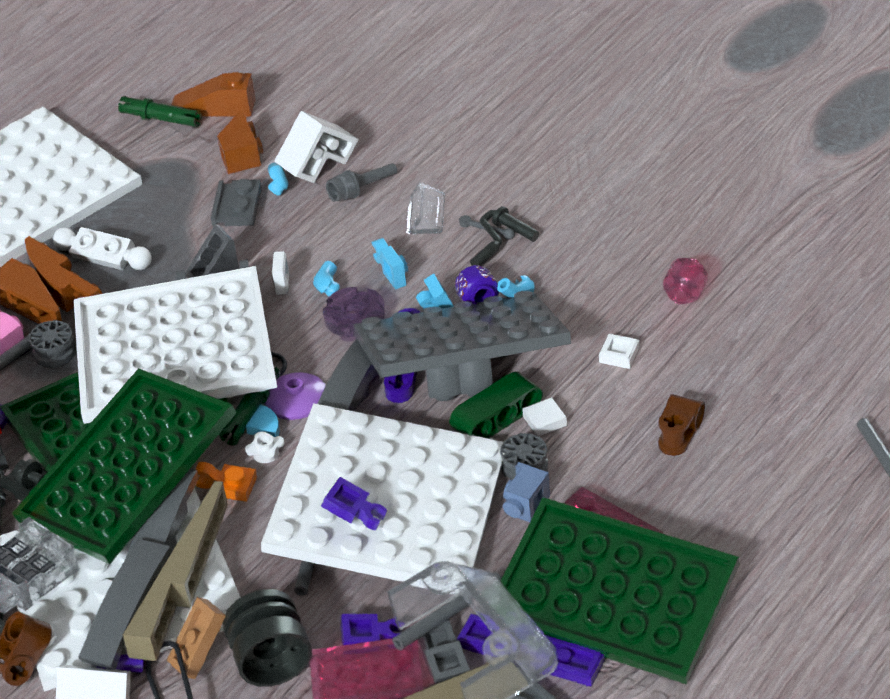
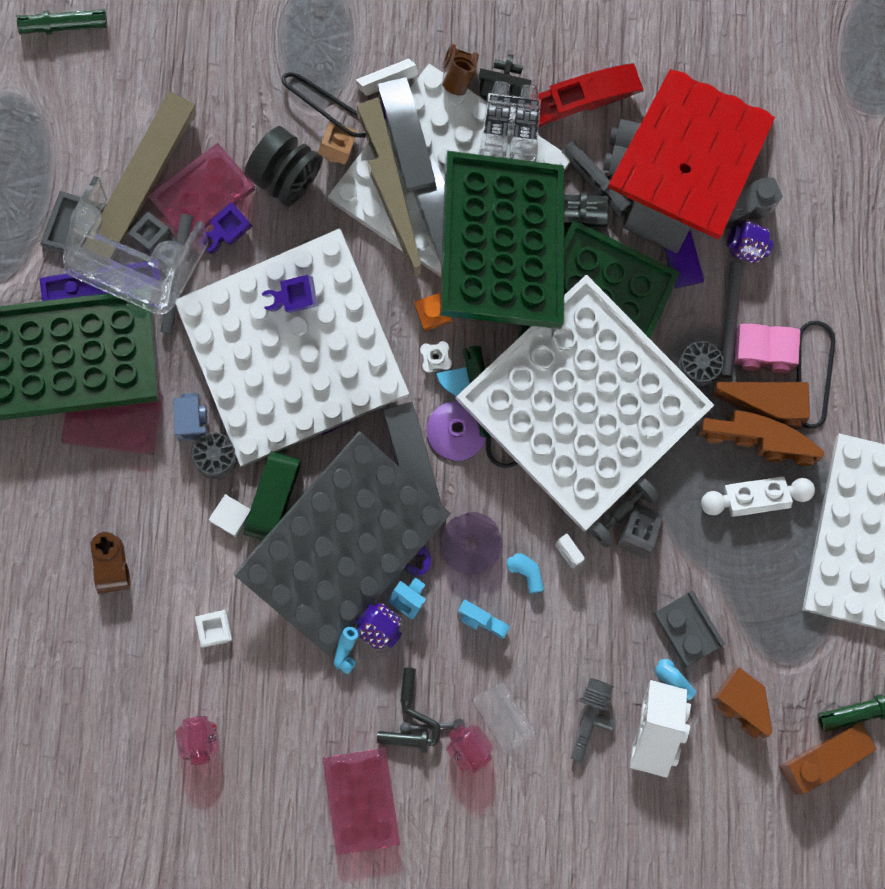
camera: 135 degrees right, 35 degrees up
(468, 195) = (469, 748): none -> clear pink head
(579, 203) = (361, 801): none -> clear pink plate

